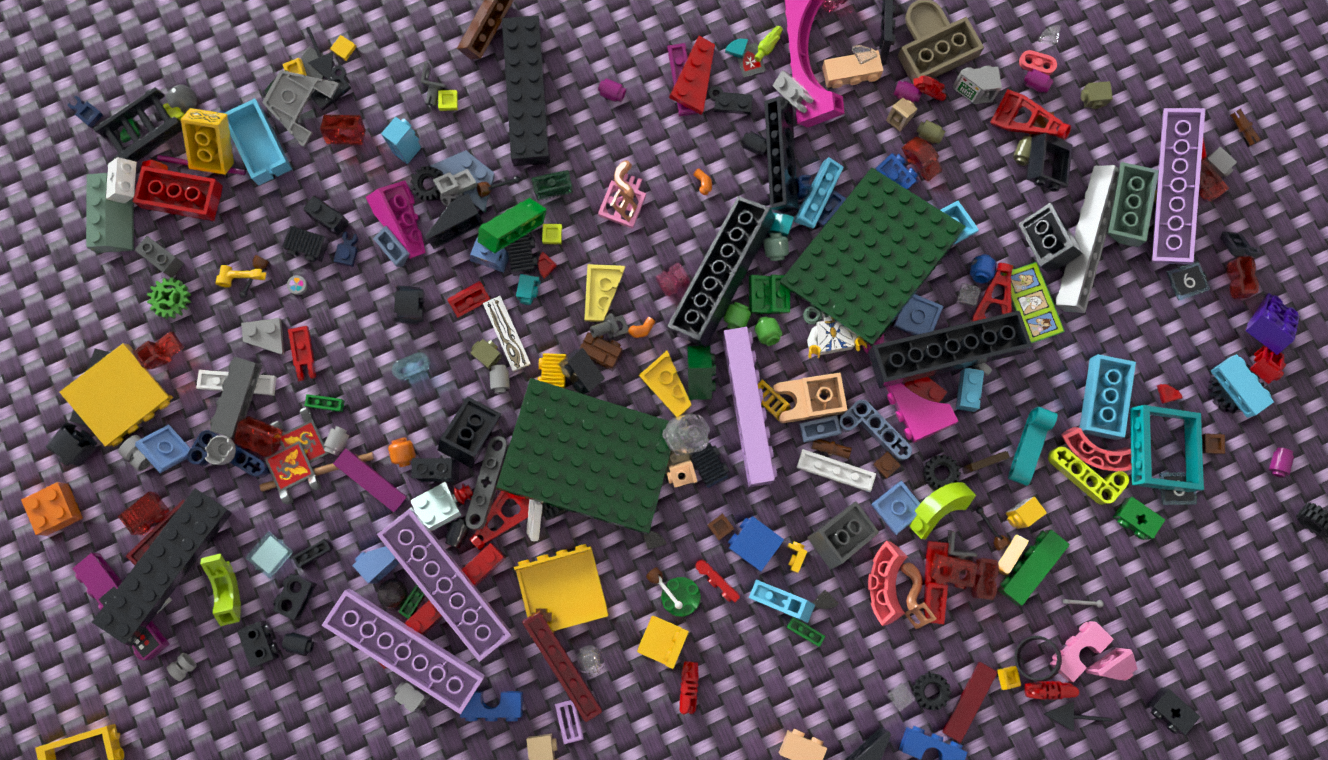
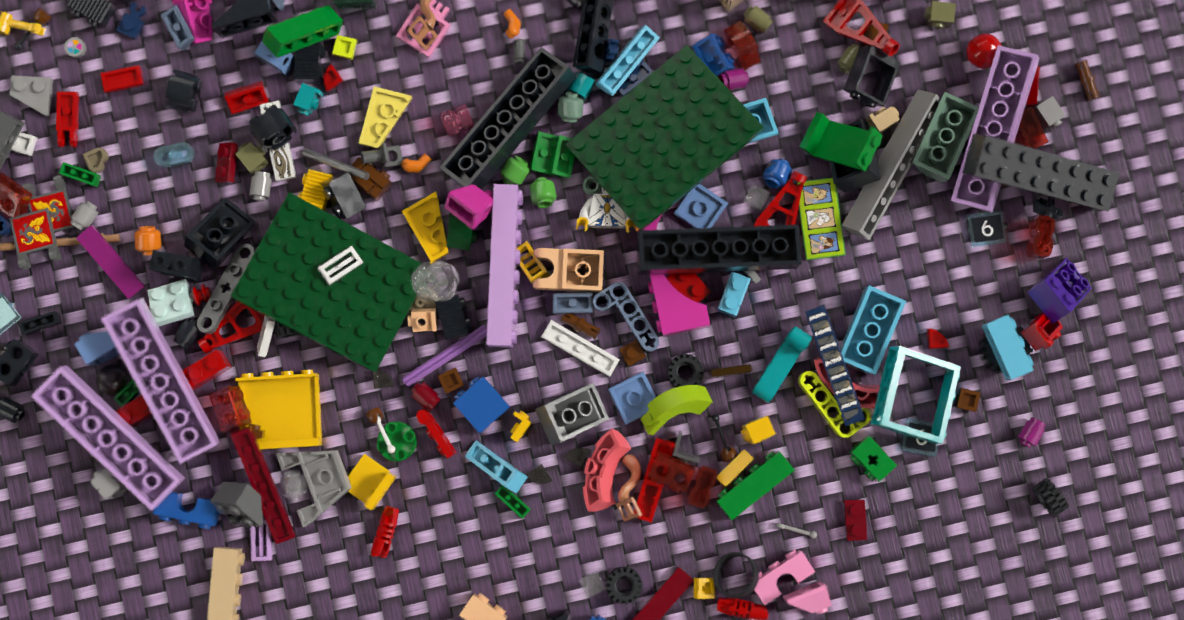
camera: 10 degrees right, 5 degrees up
(336, 386) = (95, 159): none -> dark tan tile
(347, 305) = (122, 79): none -> red tile
(462, 363) = (226, 163): none -> dark red plate
(501, 321) = (272, 128): none -> black brick
(514, 598) = (230, 408): none -> clear red brick
(543, 690) = (239, 504): none -> dark grey slope
(568, 343) = (336, 164): none -> flat silver bar
(583, 449) = (326, 274): none -> white tile
(619, 646) = (324, 477): none -> light grey wing
(699, 547) = (425, 396): none -> dark red brick
(706, 354) = (470, 204): none -> dark pink torso
(709, 504) = (445, 356): none -> medium lavender axle
(716, 206) = (519, 52): none -> dark grey pin
(857, 574) = (578, 455): none -> clear smoke tile
(924, 189) = (734, 78): none -> magenta brick
(1038, 228) = (840, 142): none -> green panel
(1068, 199) = (883, 118): none -> tan brick
(1085, 436) = (835, 365): none -> tile
(1136, 581) = (855, 520): none -> dark red plate
(1146, 119) = (982, 50): none -> red piece
(1232, 216) = (1040, 172): none -> black brick

